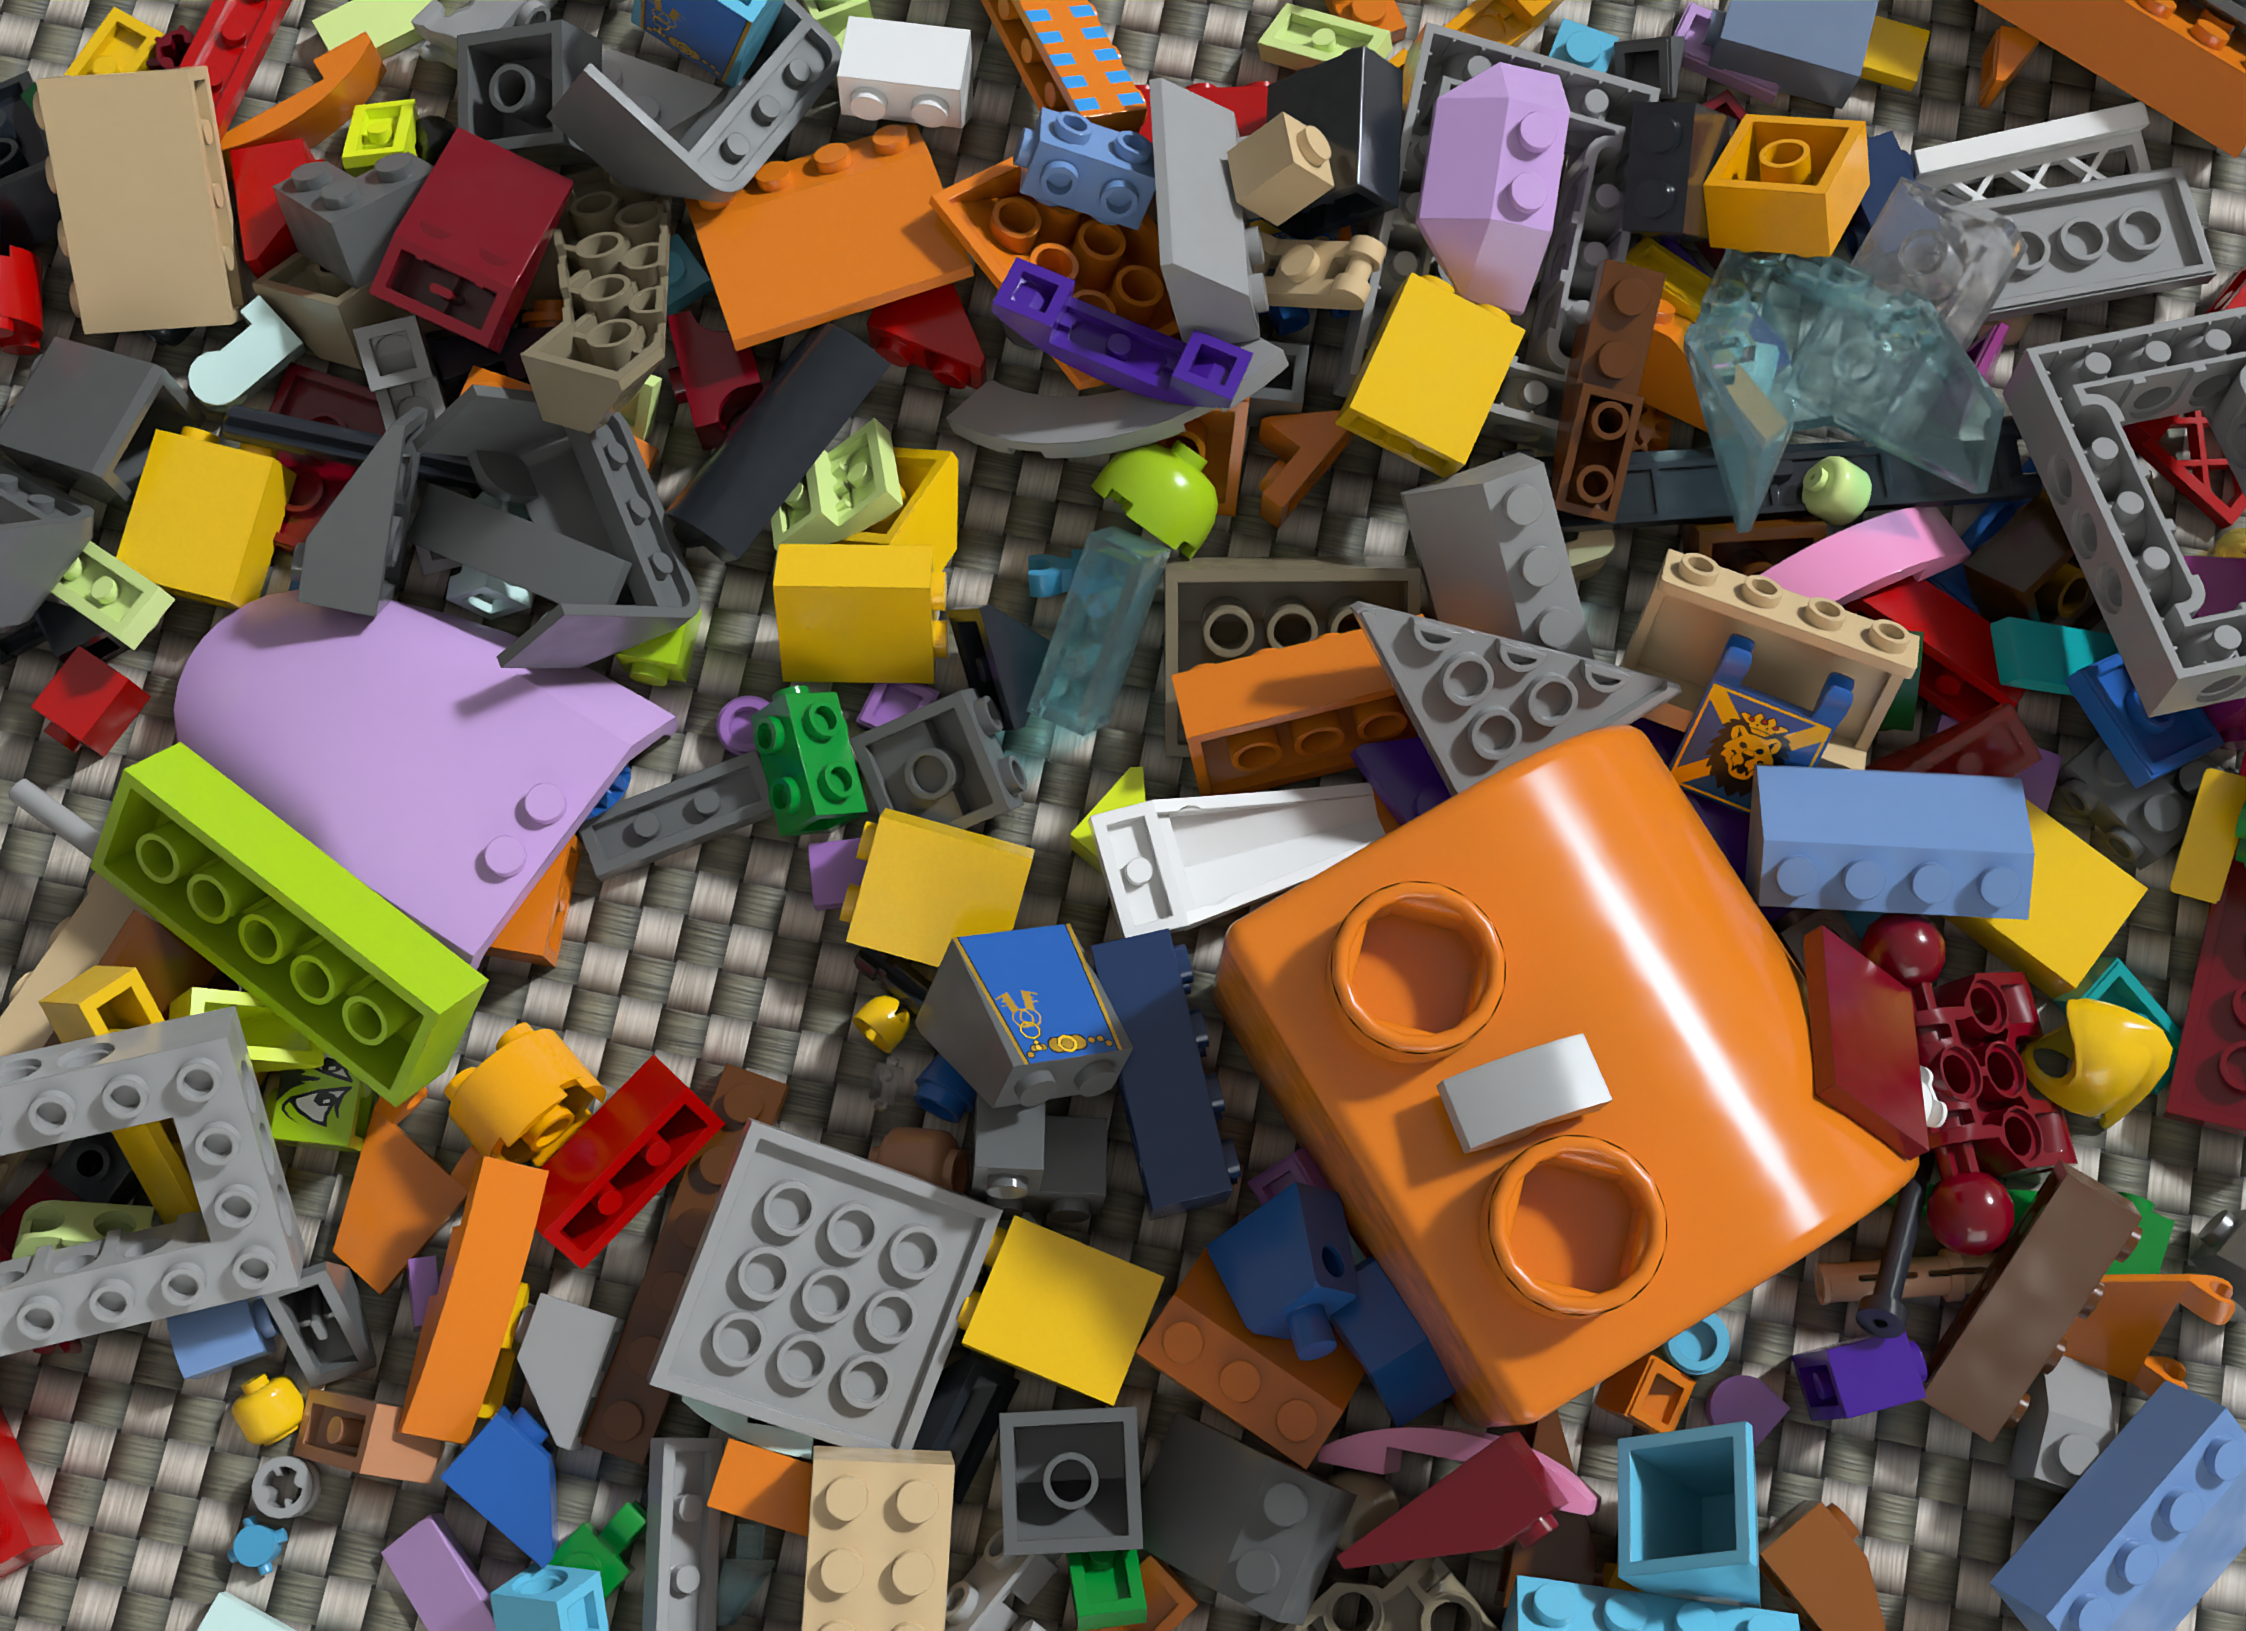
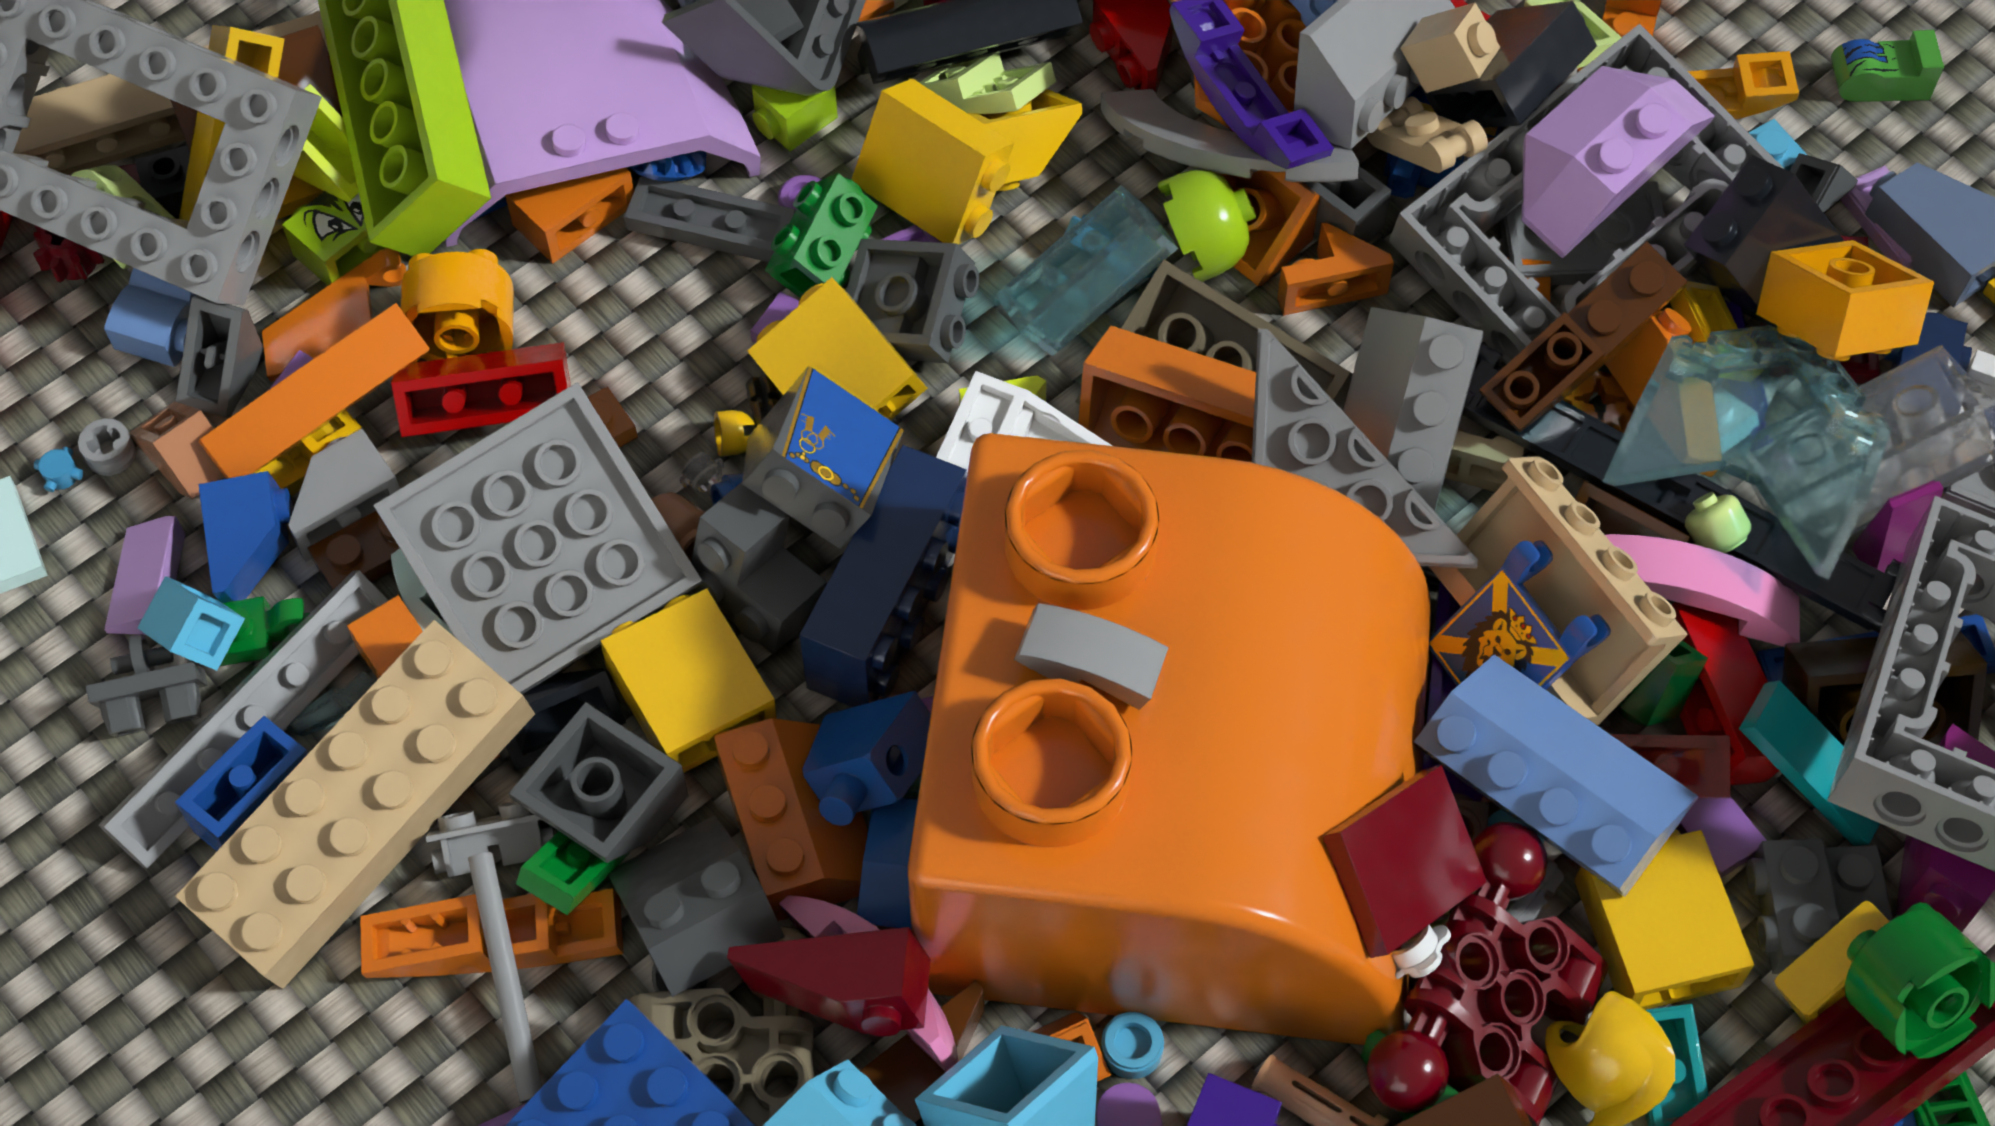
camera: 40 degrees right, 15 degrees down
(268, 1408) = (139, 395): yellow piece -> none
(999, 658) = (1005, 251): black slope -> none
(1431, 375) = (1455, 242): yellow brick -> none
(1882, 1311) = (1272, 1072): black bar -> none
(2140, 744) = (1847, 850): blue plate -> none

